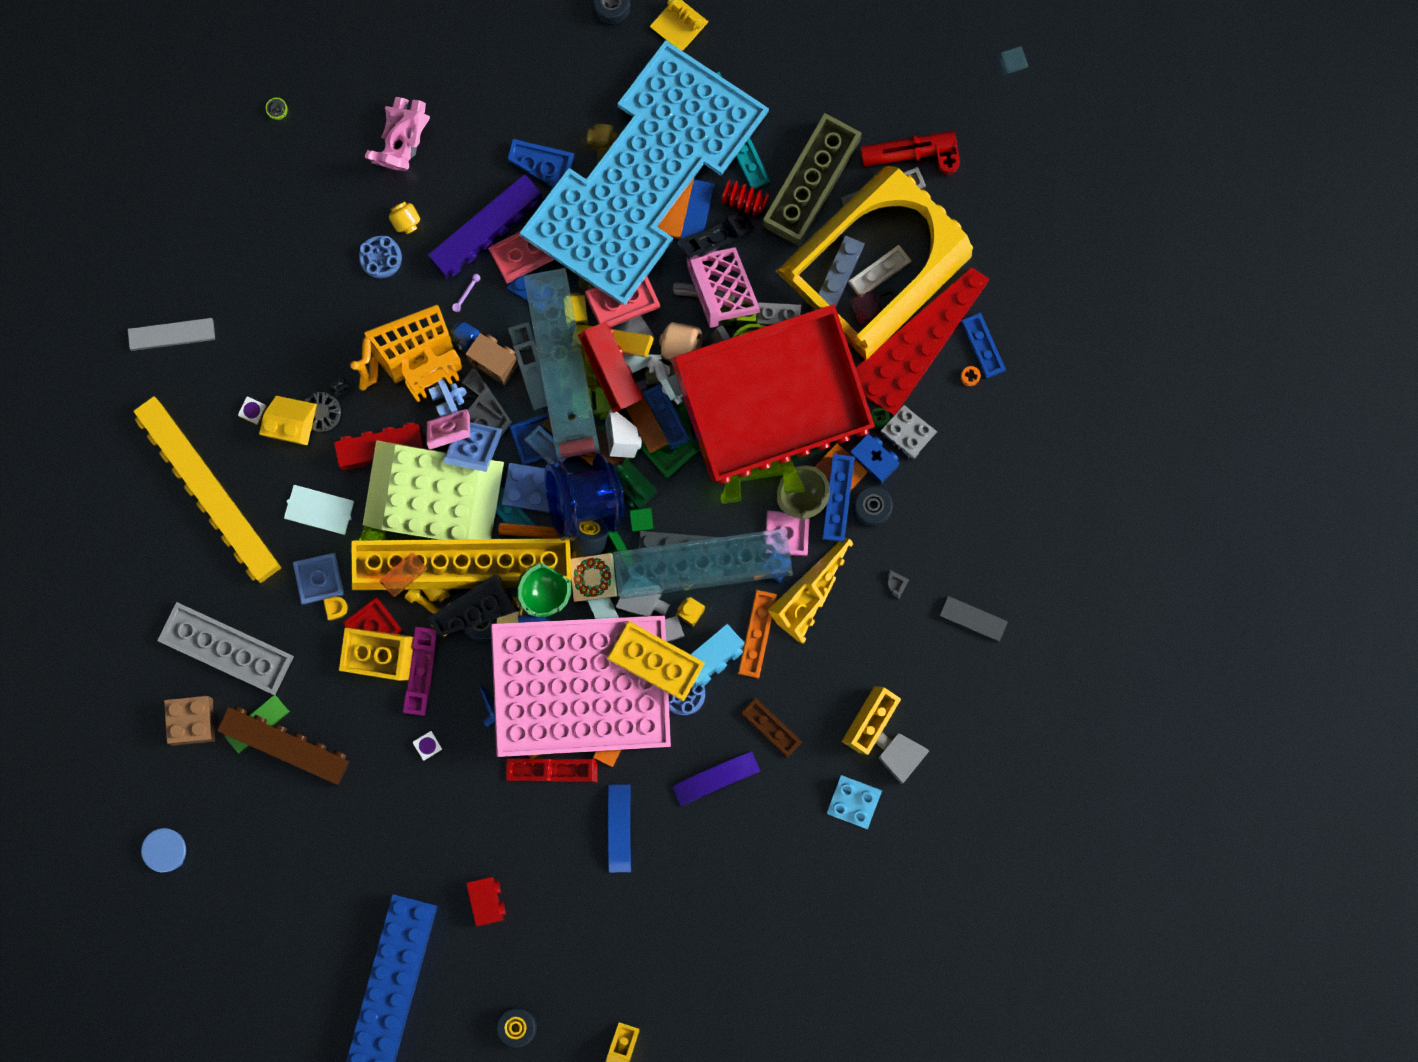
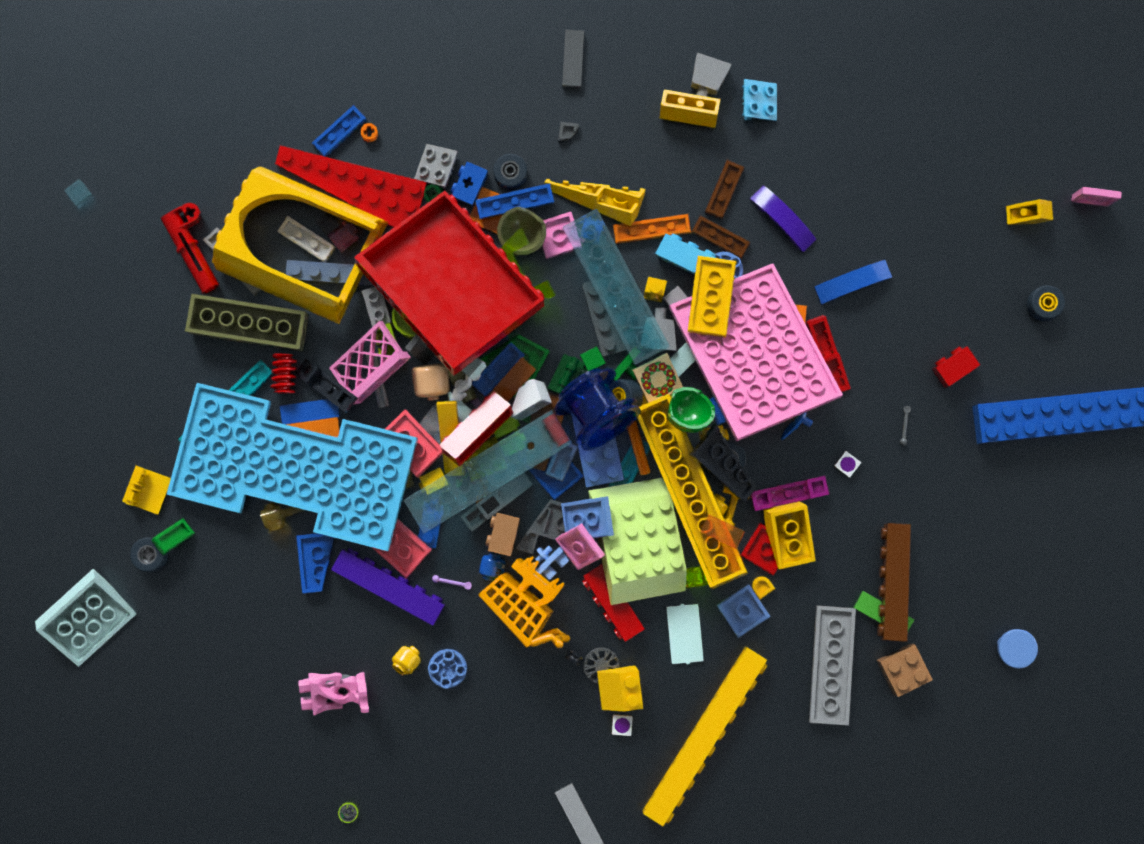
camera: 115 degrees left, 5 degrees up
(460, 832) = (906, 410): none -> dark grey hinge
(620, 32) = (172, 536): none -> green tile
(721, 703) = (720, 237): none -> reddish brown tile

